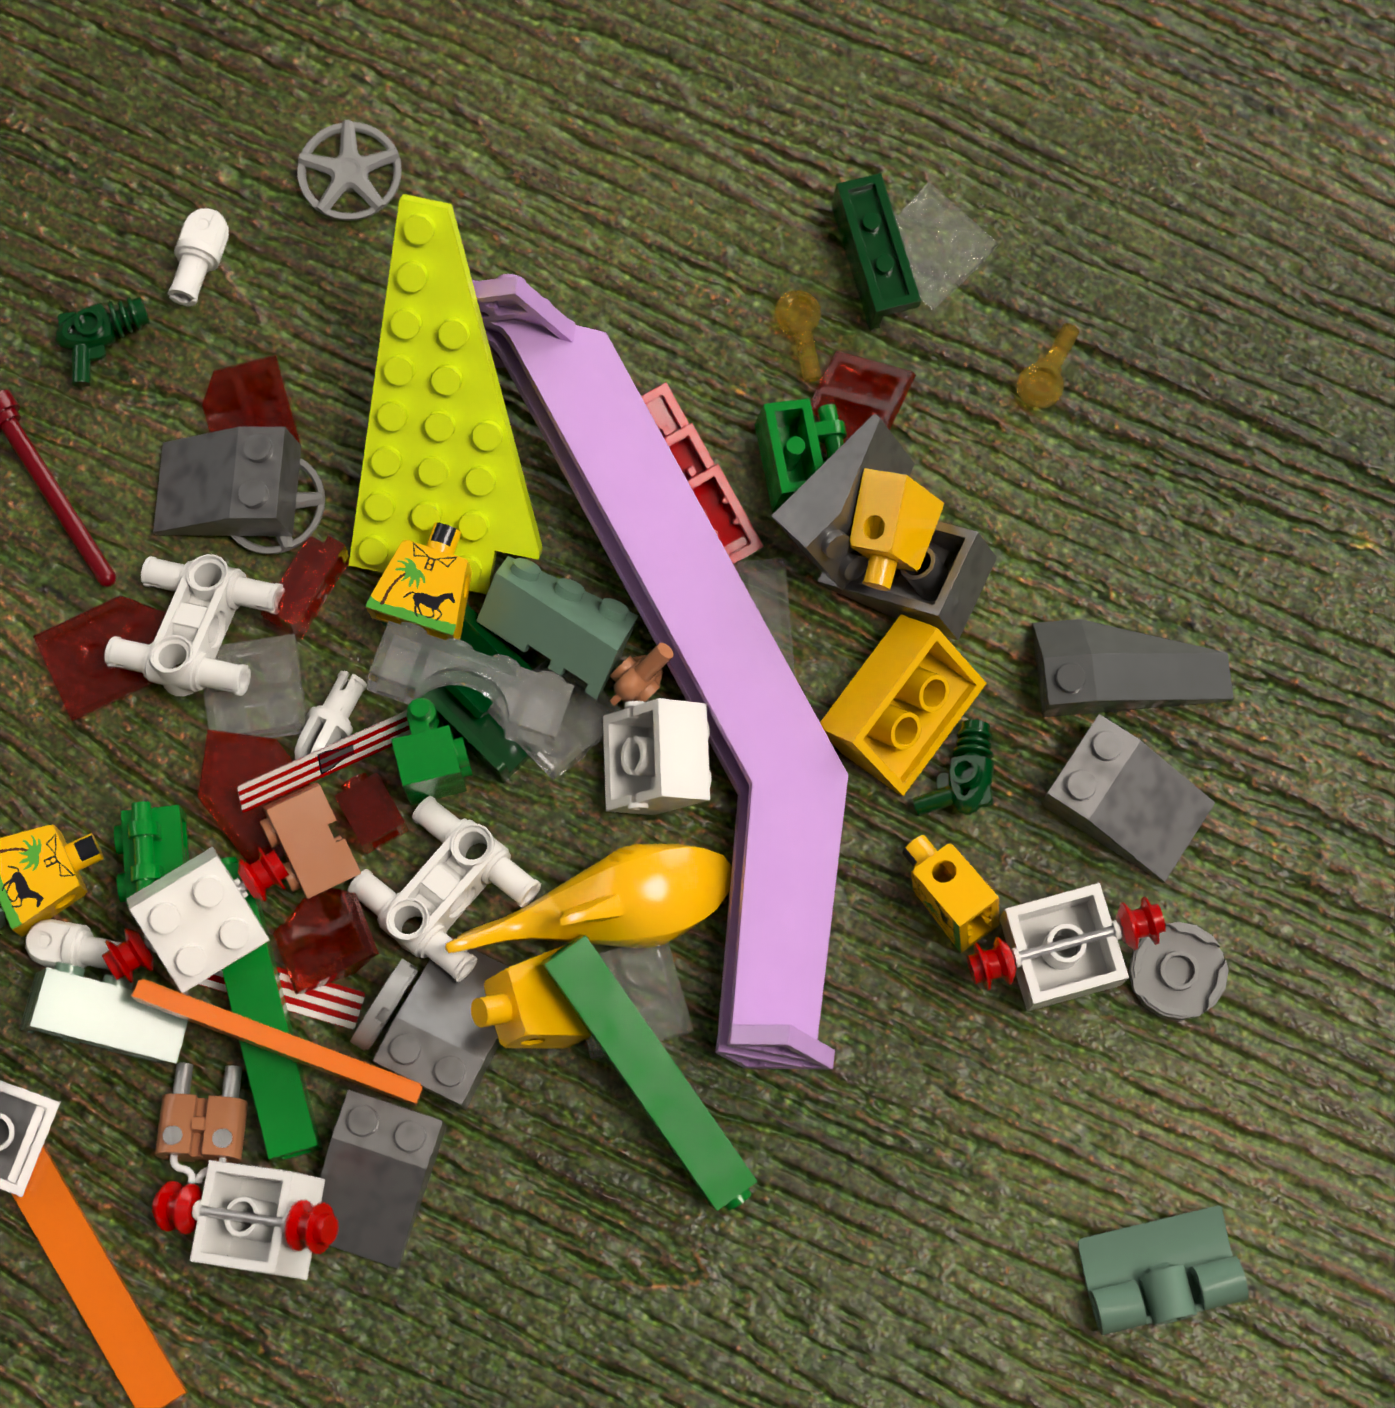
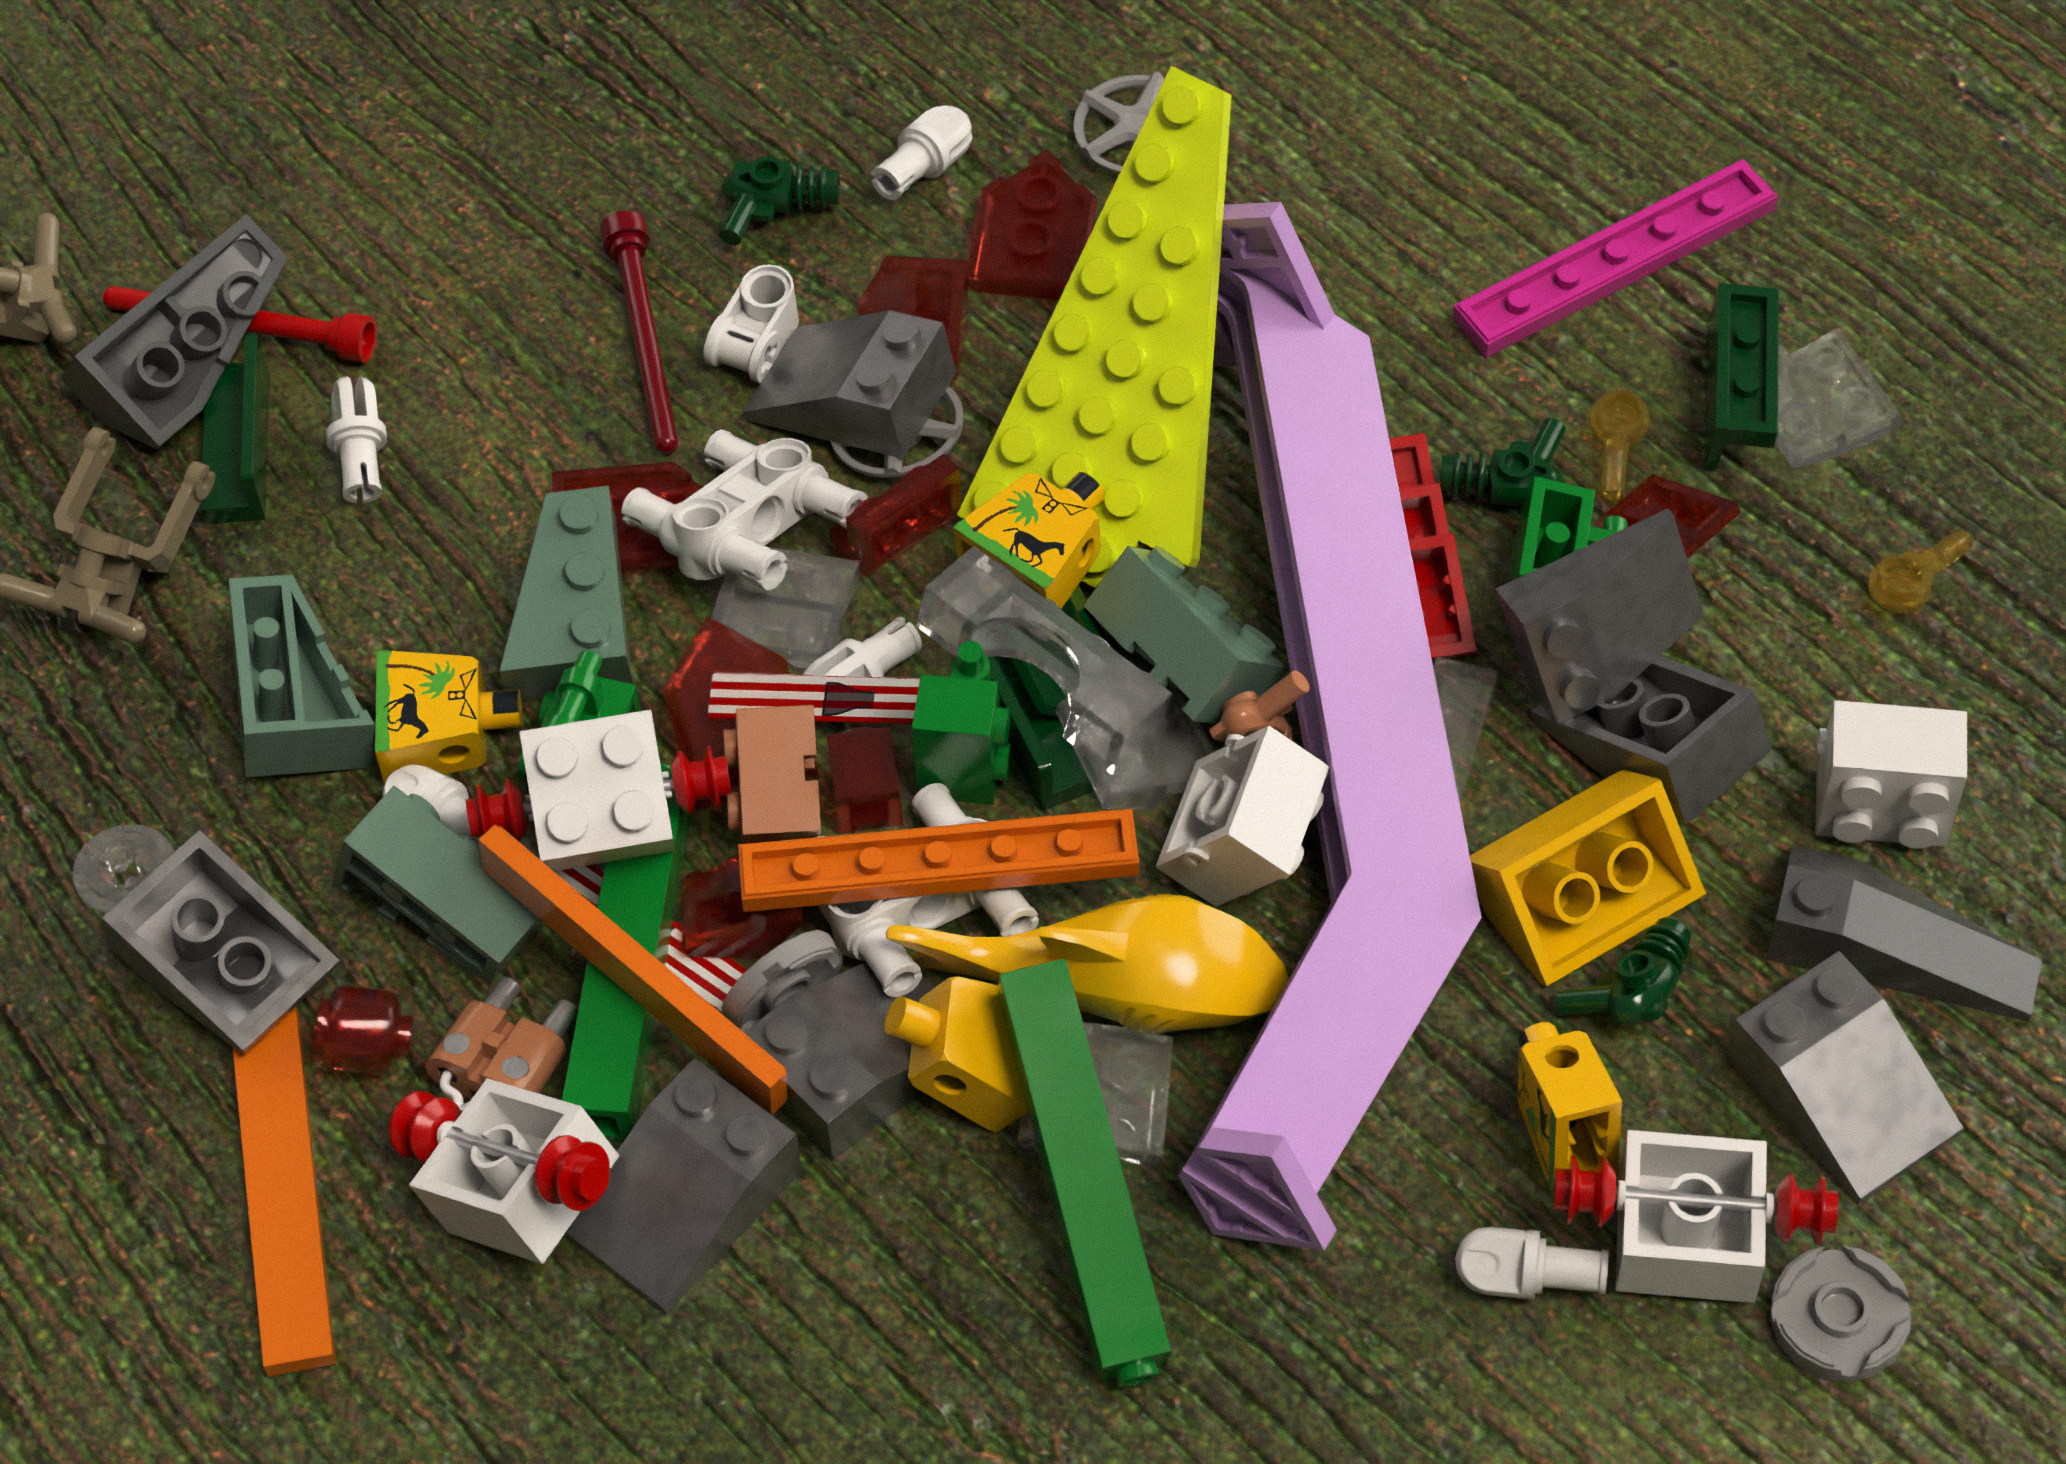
camera: 25 degrees right, 20 degrees down
(97, 1144) = (361, 1030): none -> clear red head
(100, 748) = (569, 596): none -> sand green wedge
(133, 466) = (754, 323): none -> white piece
(307, 296) = (1030, 231): none -> clear red tile
(456, 873) = (938, 860): none -> orange tile
(739, 391) = (1509, 470): none -> dark green piece
(745, 168) = (1614, 258): none -> dark pink tile
(892, 525) = (1647, 645): yellow torso -> none
(961, 1019) = (1521, 1264): none -> white arm
(1088, 556) = (1890, 773): none -> white brick

